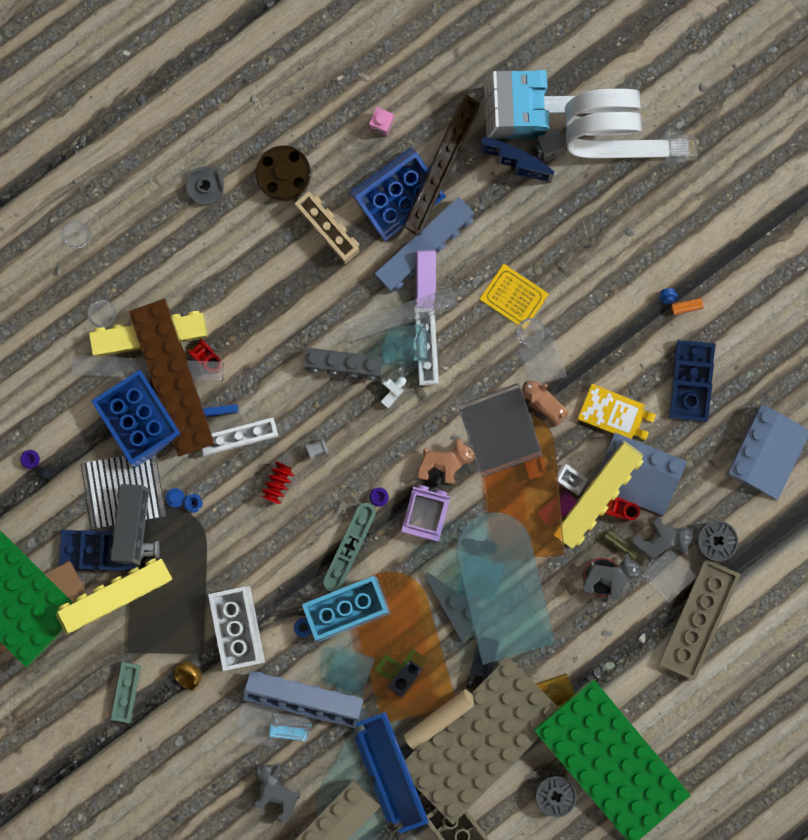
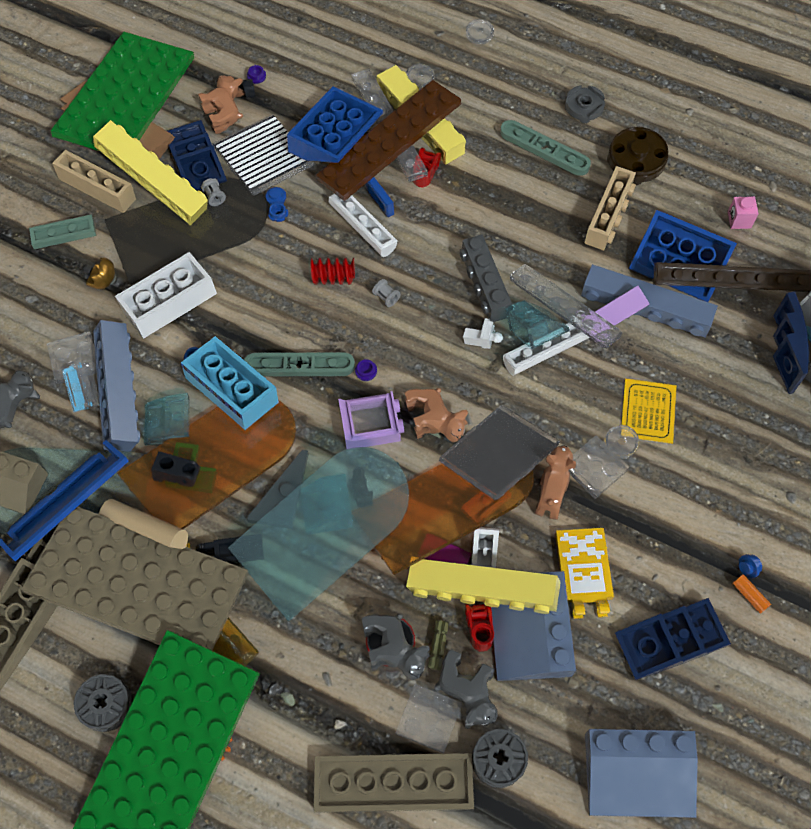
camera: 65 degrees right, 20 degrees down
(51, 502) = (222, 101): none -> nougat animal
(88, 648) = (94, 181): none -> tan brick
(130, 524) = (228, 159): dark grey brick -> none
(251, 235) = (555, 153): none -> sand green piece

